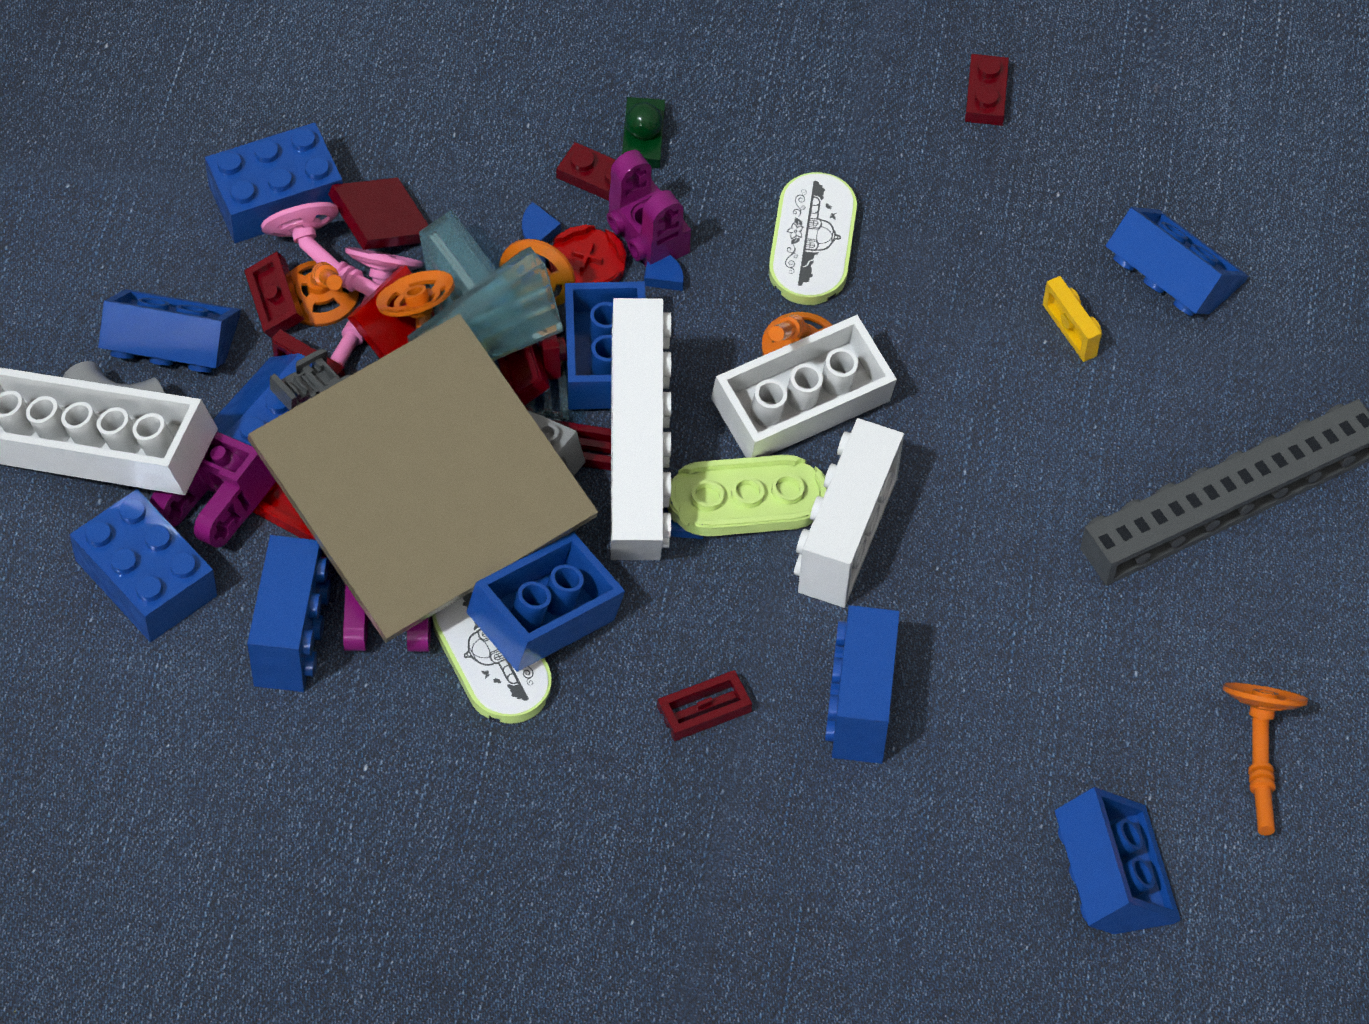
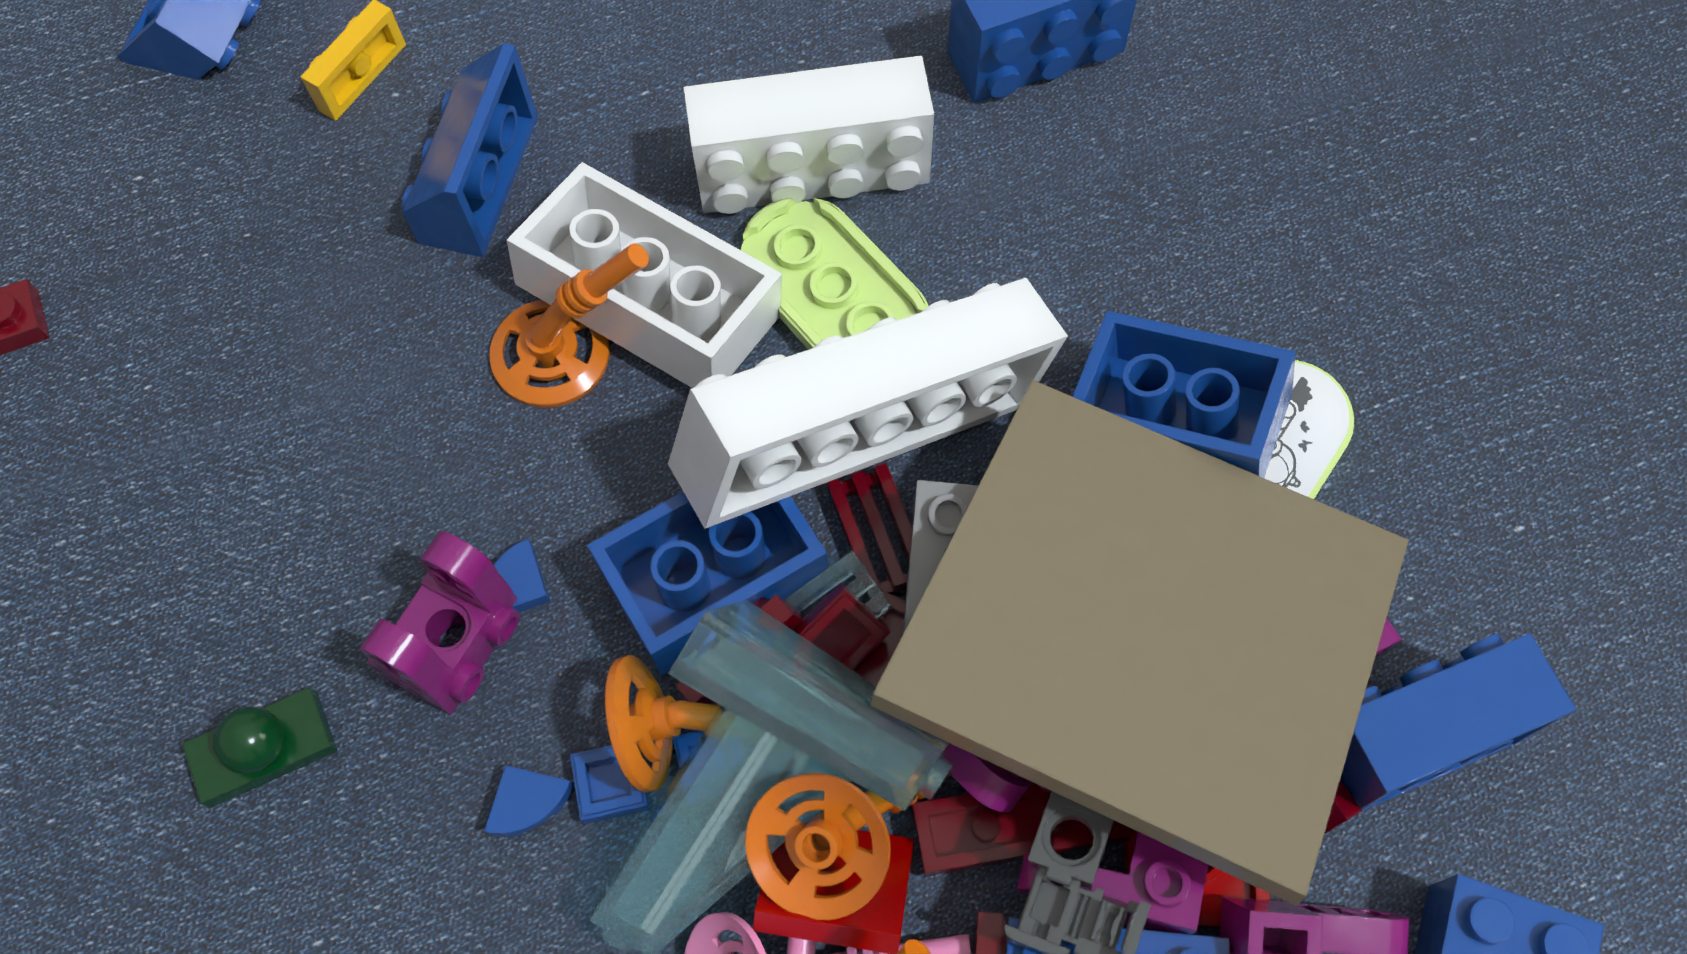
camera: 115 degrees left, 10 degrees up
(586, 170) = (375, 769): dark red plate -> none
(592, 254) = (547, 698): red tile -> none
(708, 711) = (1153, 201): dark red tile -> none
(813, 238) = (357, 418): white tile -> none
(950, 346) = (472, 155): none -> blue slope

